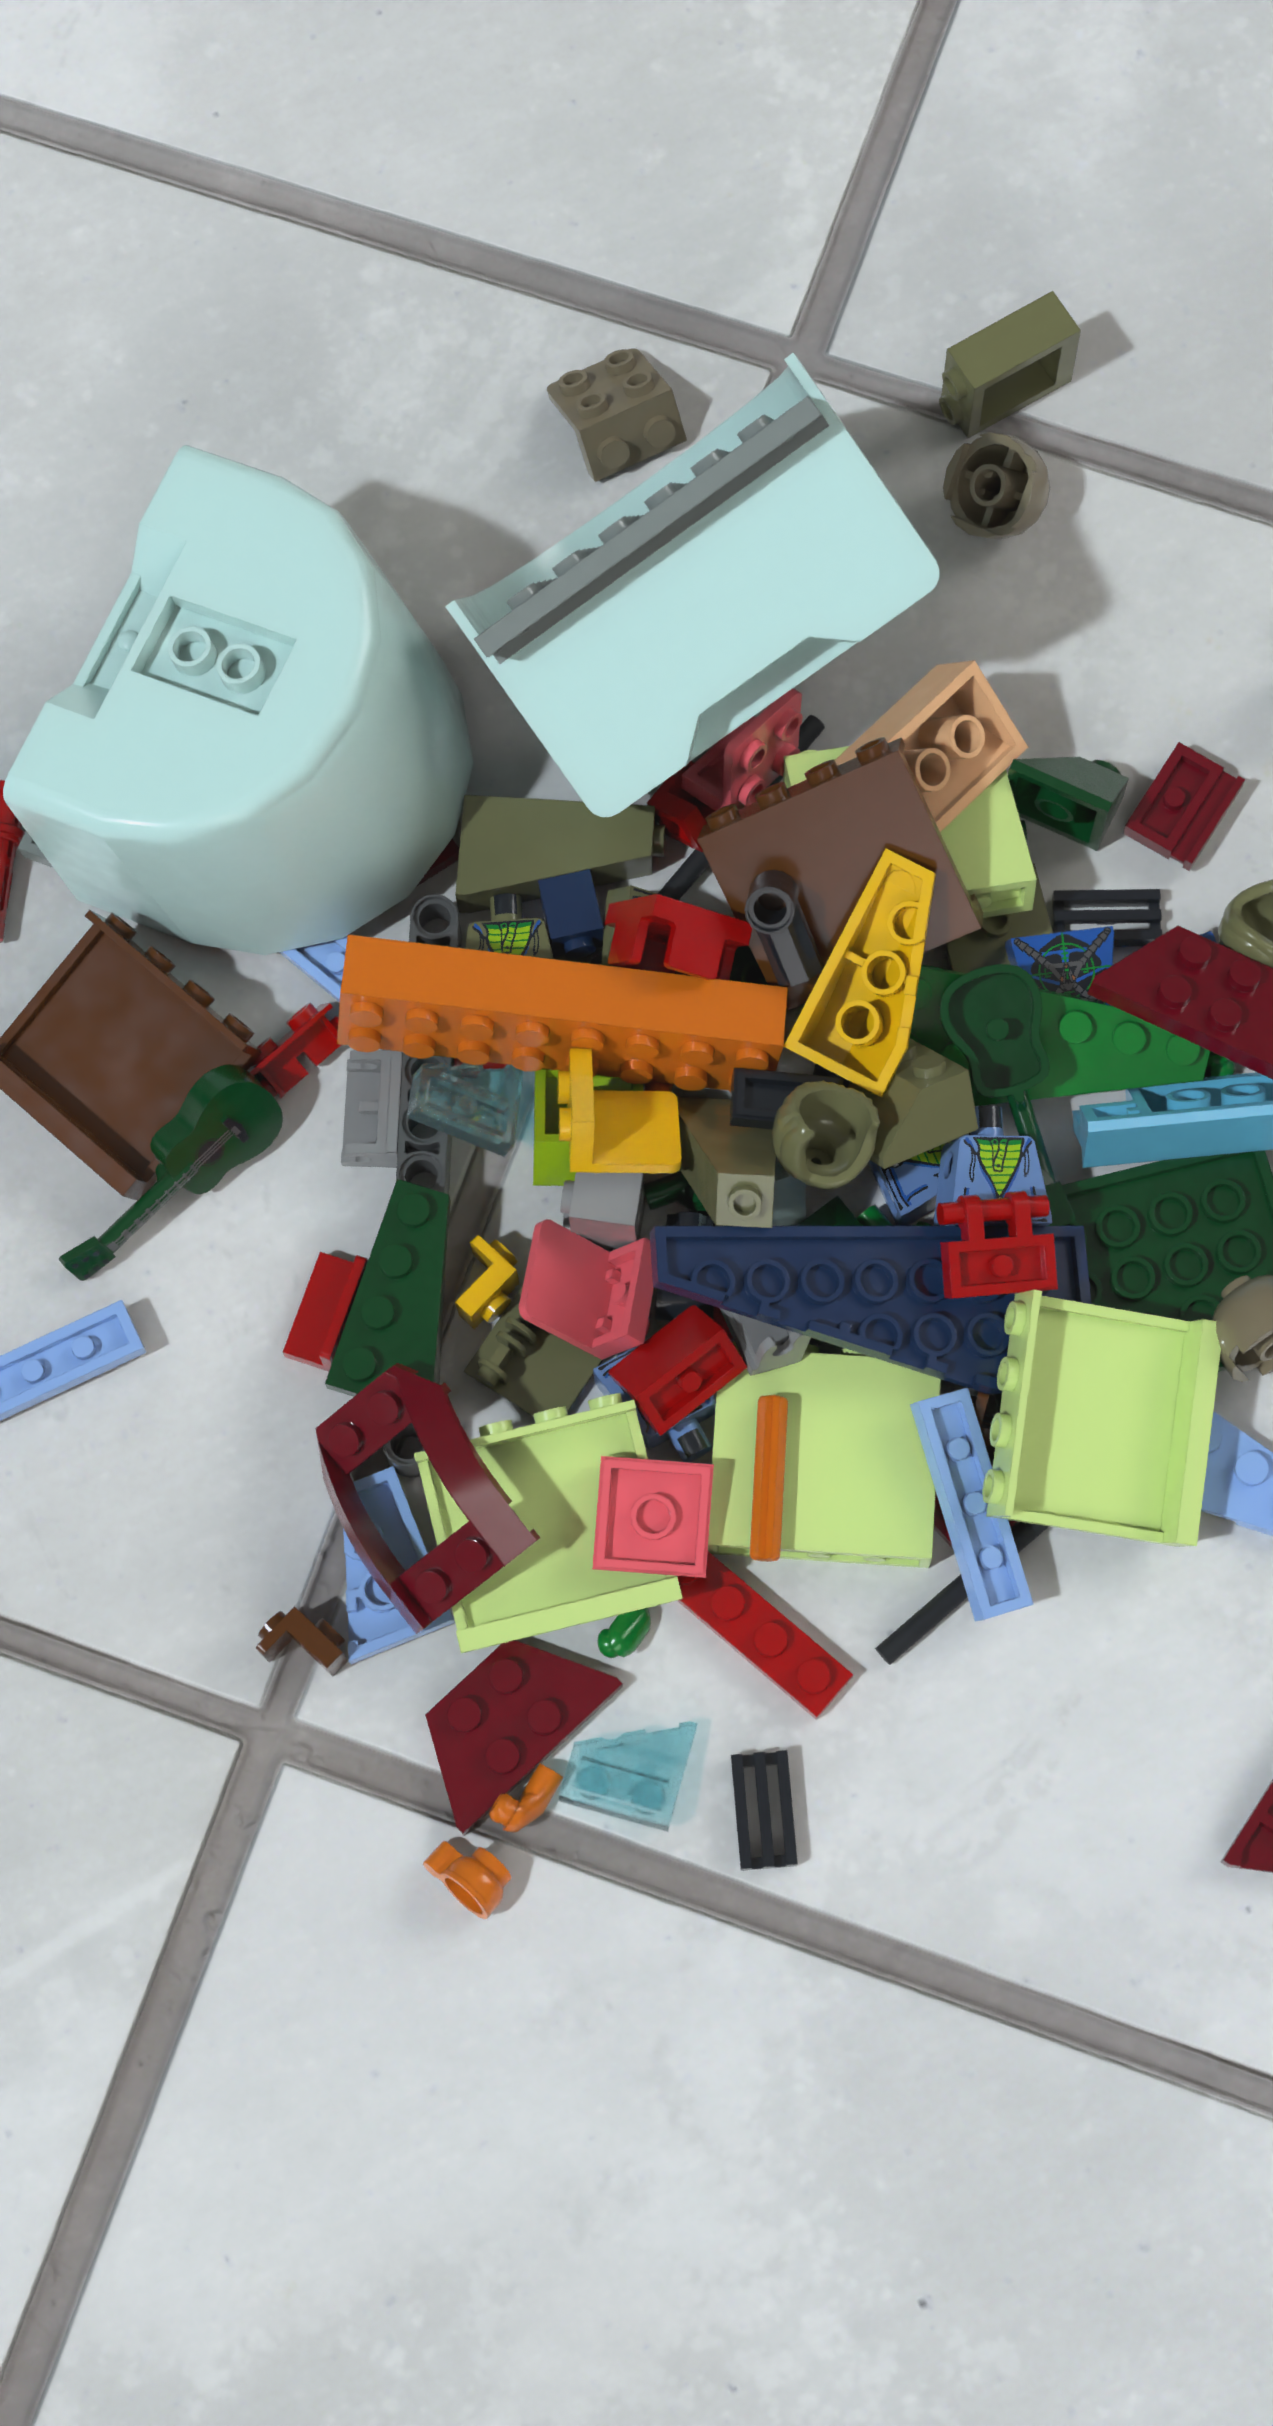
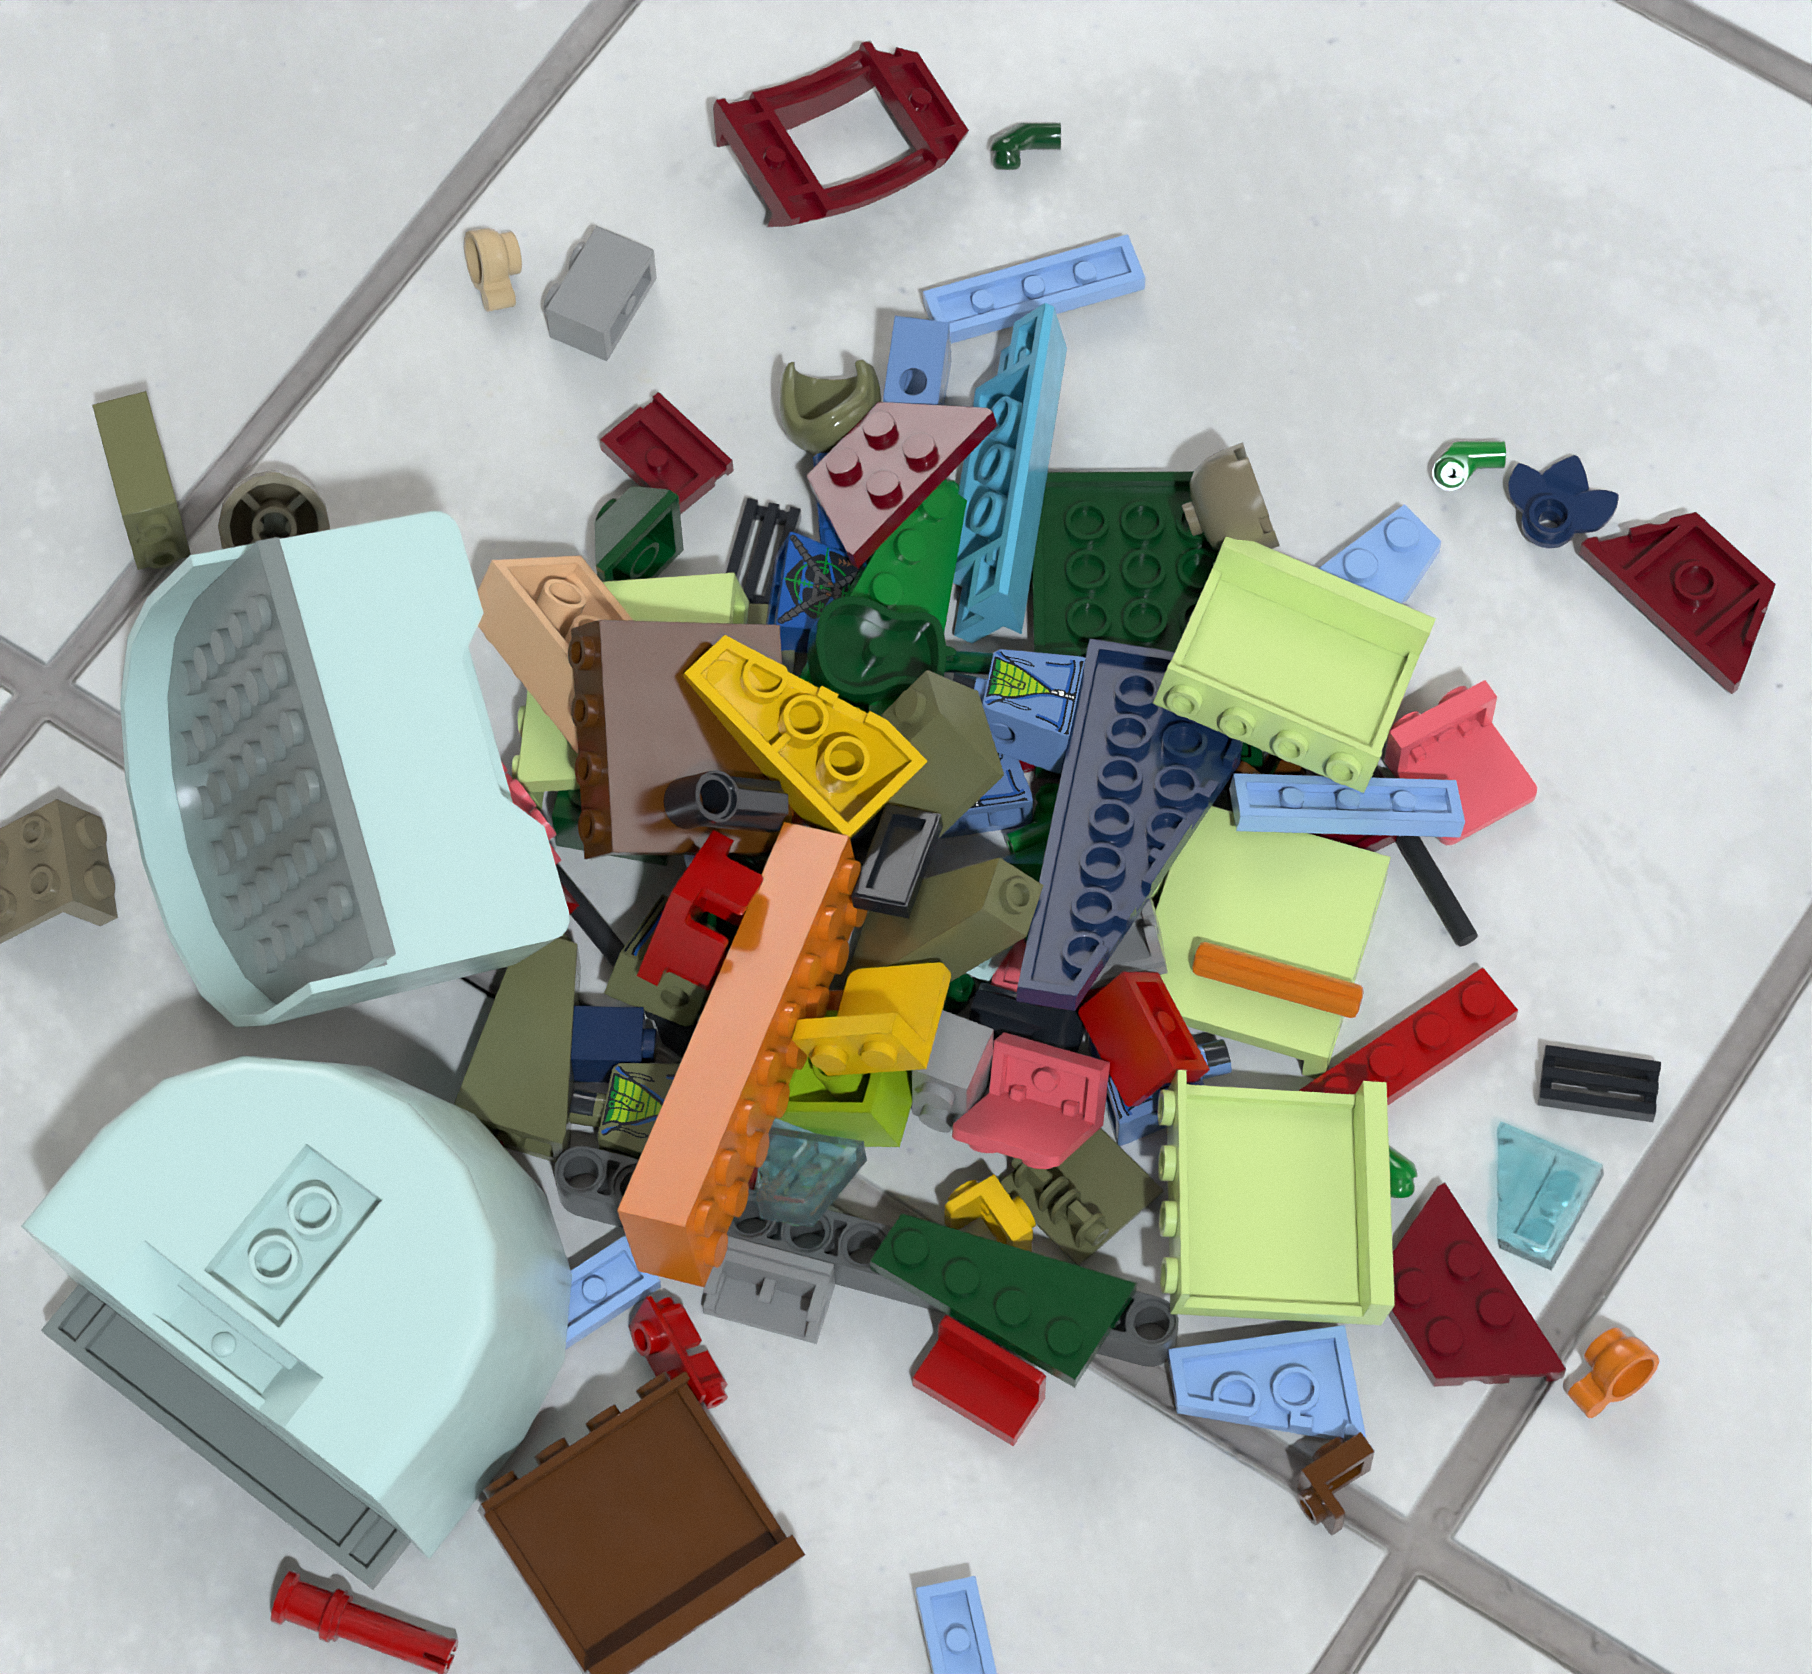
camera: 80 degrees left, 10 degrees down
(219, 1126) = (758, 1449): dark green piece -> none
(467, 1556) = (1301, 1285): dark red wedge -> none
(531, 1803) = (1554, 1307): orange arm -> none
(653, 1516) = (1293, 1095): coral tile -> none
(825, 1134) = (957, 813): olive piece -> none
(997, 1264) = (1122, 706): red plate -> none
(1072, 1611) = (1464, 746): none -> coral bracket

